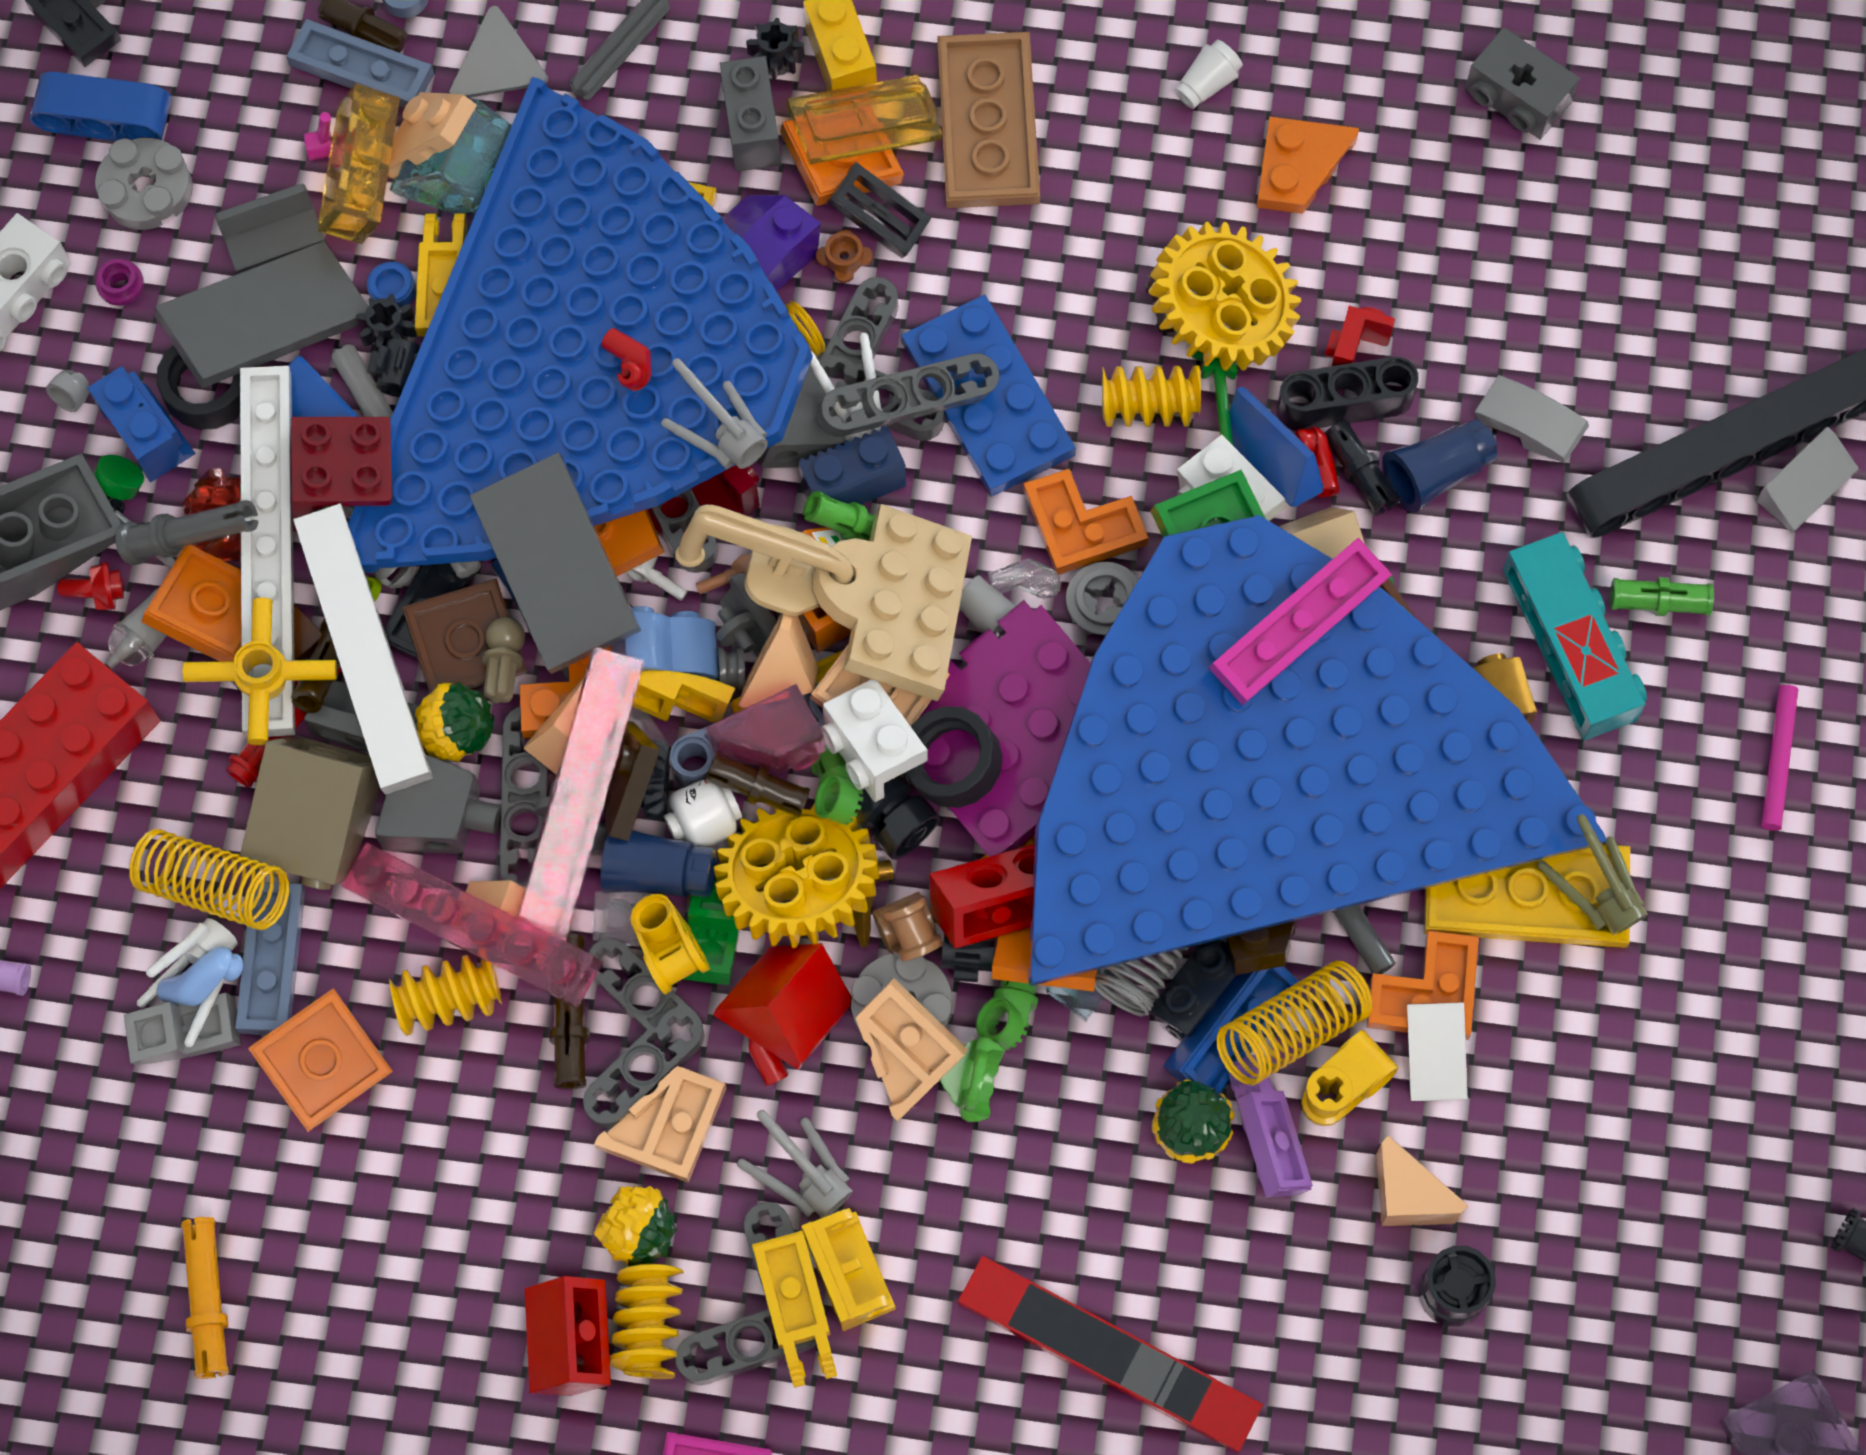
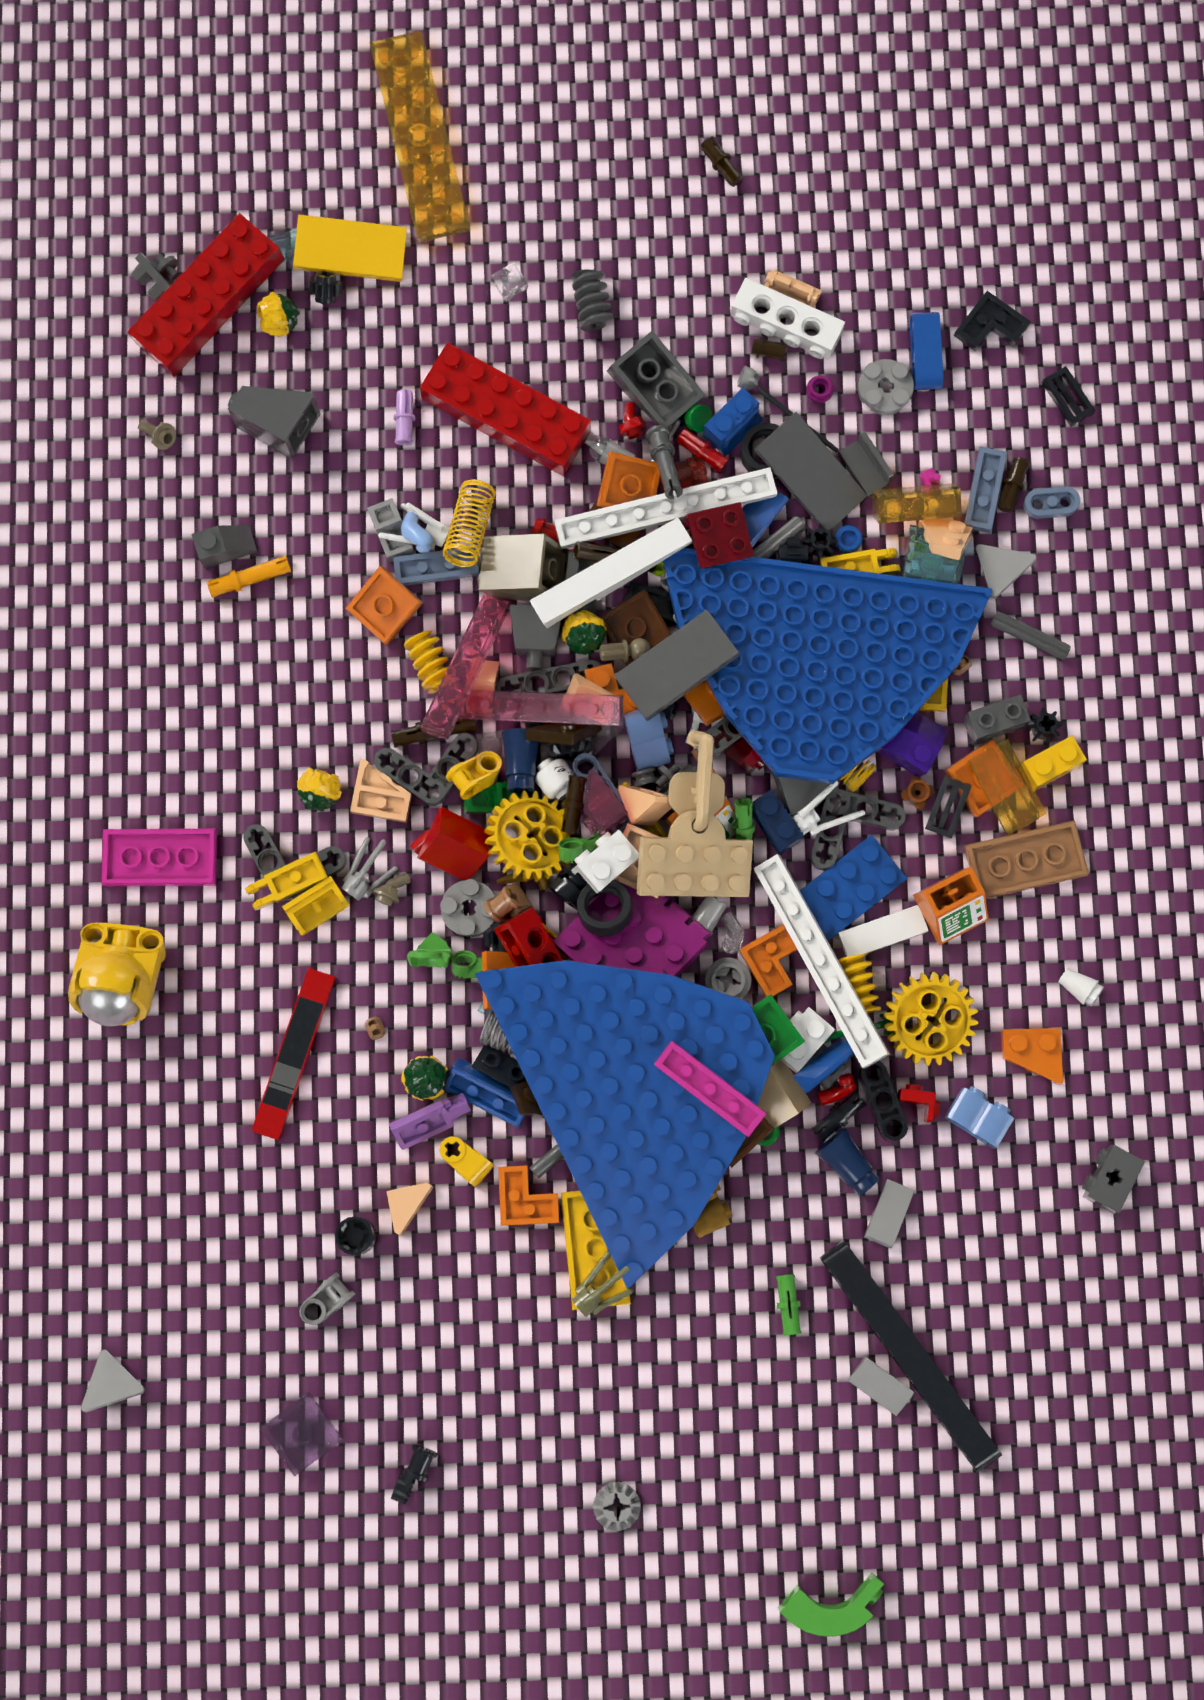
camera: 80 degrees right, 10 degrees up
(26, 348) = (768, 349): none -> dark brown pin
(132, 1335) = (223, 544): none -> dark grey slope
(149, 332) = (789, 413): none -> black piece
(176, 482) = (702, 450): none -> red axle
(255, 653) = (584, 509): yellow bar -> none
(567, 1336) = (253, 765): red brick -> none
(634, 357) = (803, 685): red arm -> none
(645, 1320) = (269, 805): yellow piece -> none
(698, 695) = (621, 742): yellow slope -> none
(739, 440) = (764, 751): light grey plant -> none
(848, 1135) = (387, 893): none -> dark tan plate
(906, 1045) = (439, 914): light nougat wing -> none
(910, 401) = (822, 845): dark grey beam -> none
(1040, 230) = (953, 905): none -> orange slope
(1066, 349) = (883, 932): none -> white tile
(1086, 1203) = (375, 1028): none -> medium nougat rock
(1103, 435) = (821, 961): none -> white plate
(1255, 1040) = (503, 1159): yellow piece -> none
(1395, 256) = (979, 1117): none -> medium blue brick
(1437, 1051) = (489, 1208): white sticker -> none
(1563, 1358) = (327, 1299): none -> light grey piece
(1574, 635) = (752, 1255): teal brick -> none
(1779, 757) = (702, 1386): dark pink bar -> none

